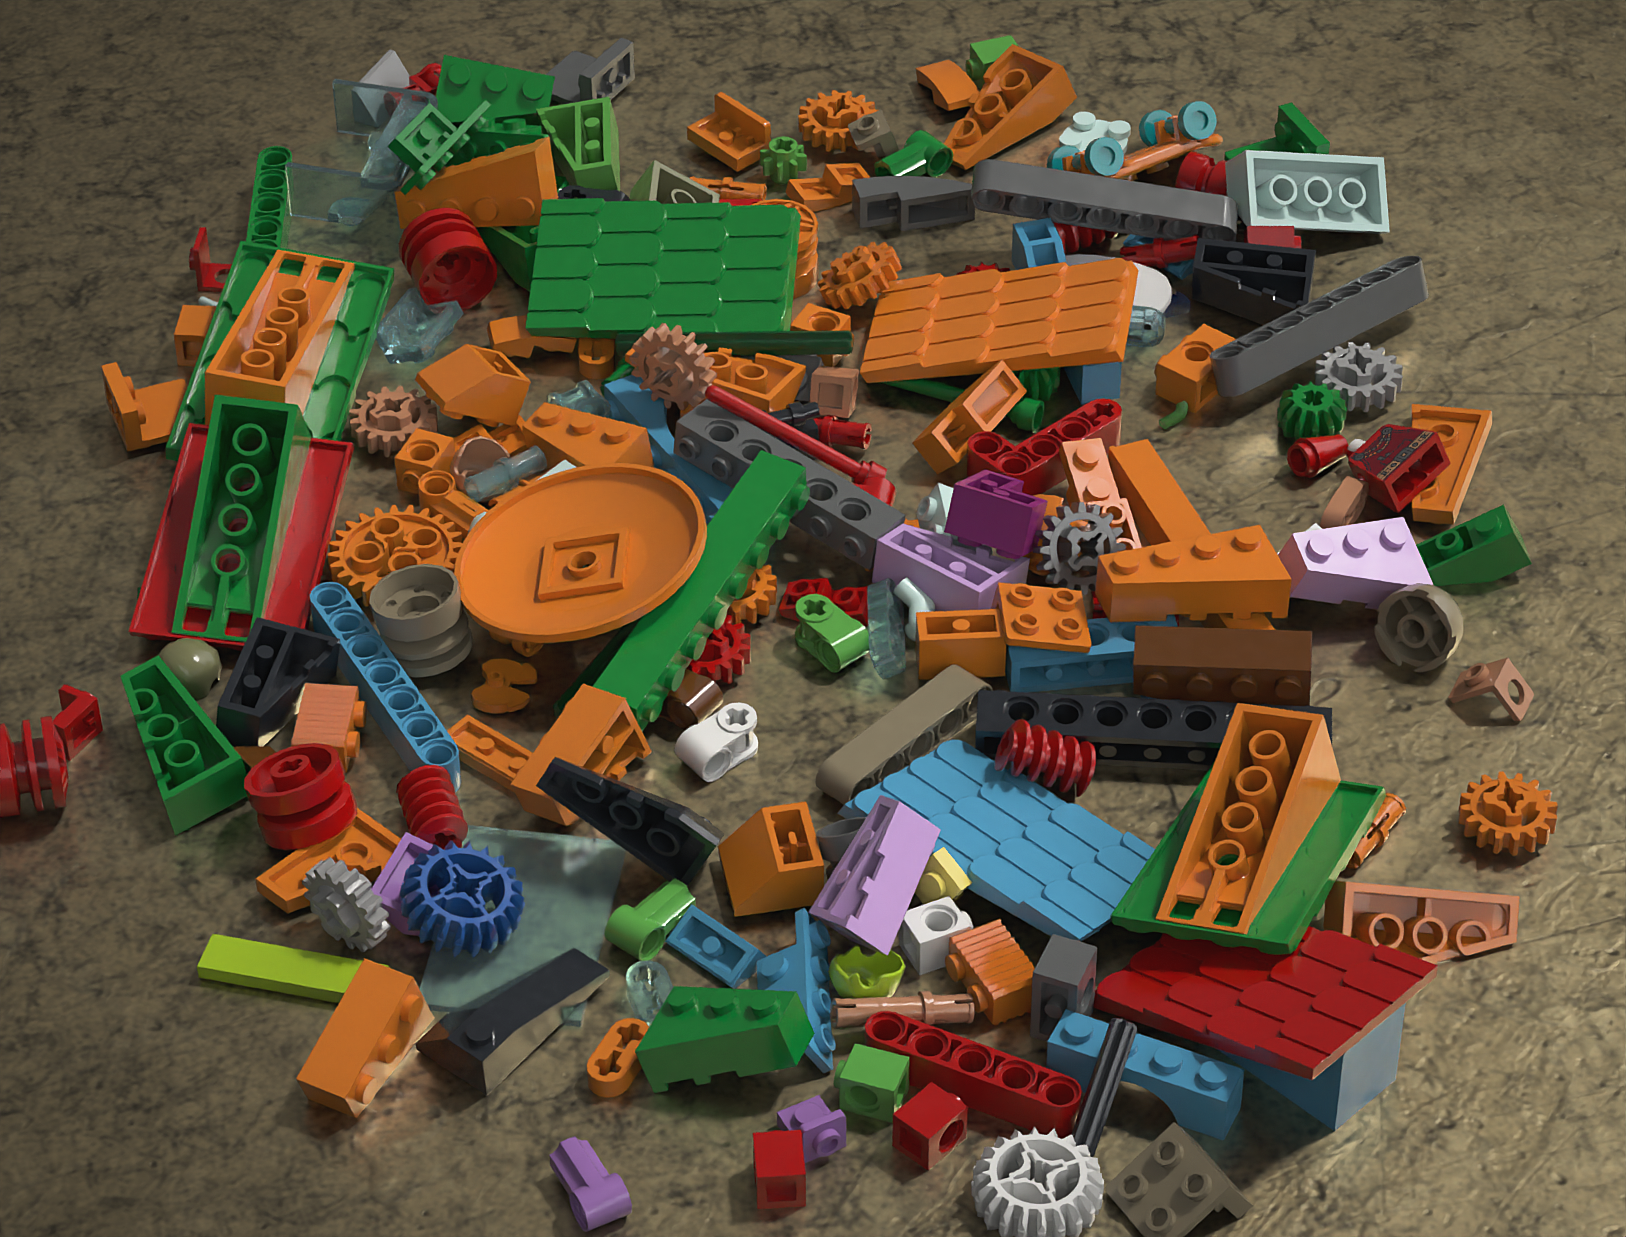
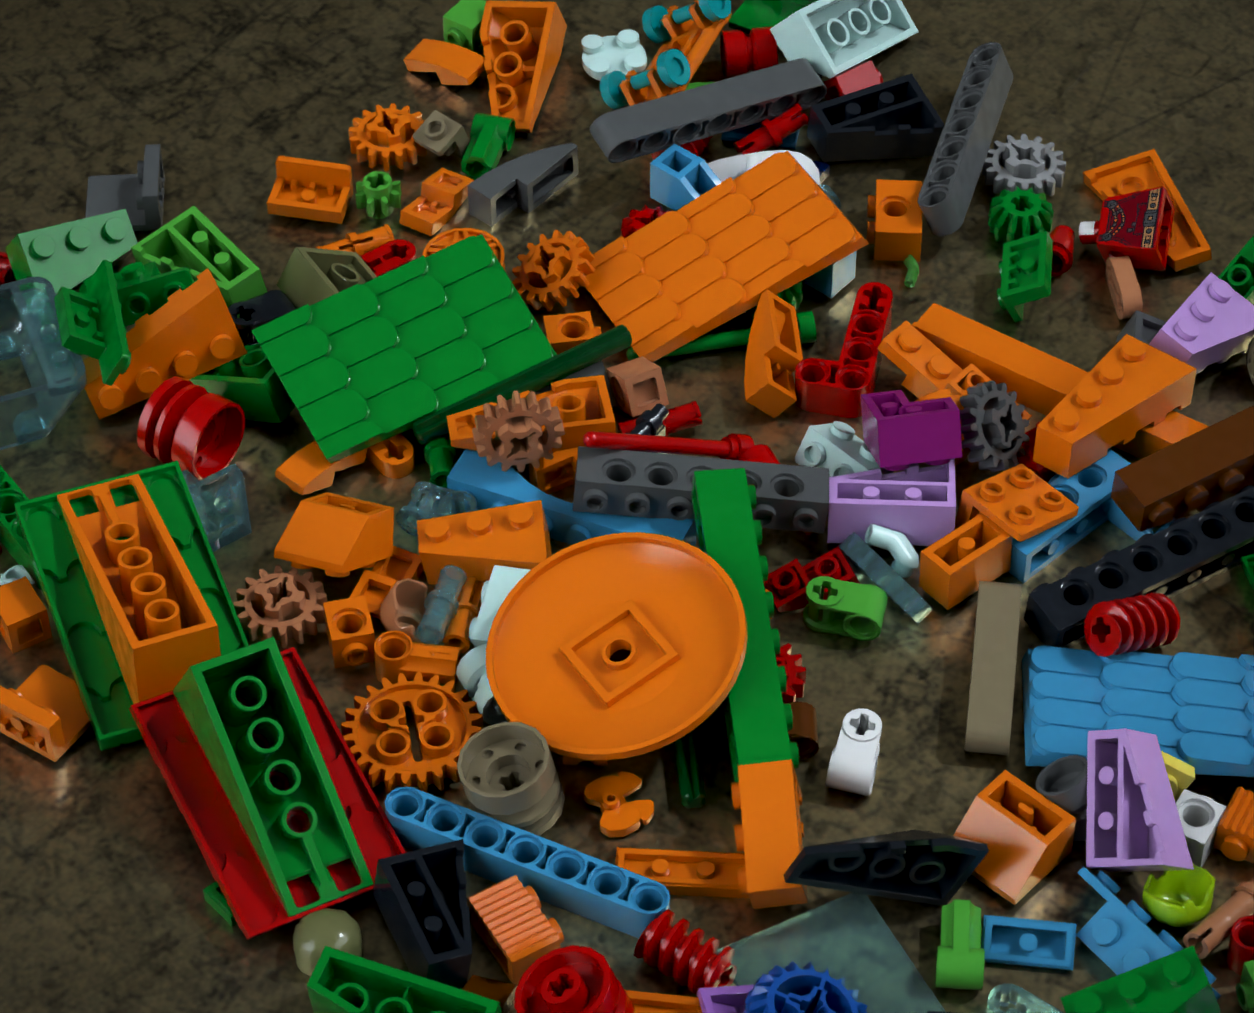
camera: 35 degrees left, 5 degrees up
(1255, 455) = (1025, 273): none -> green bracket

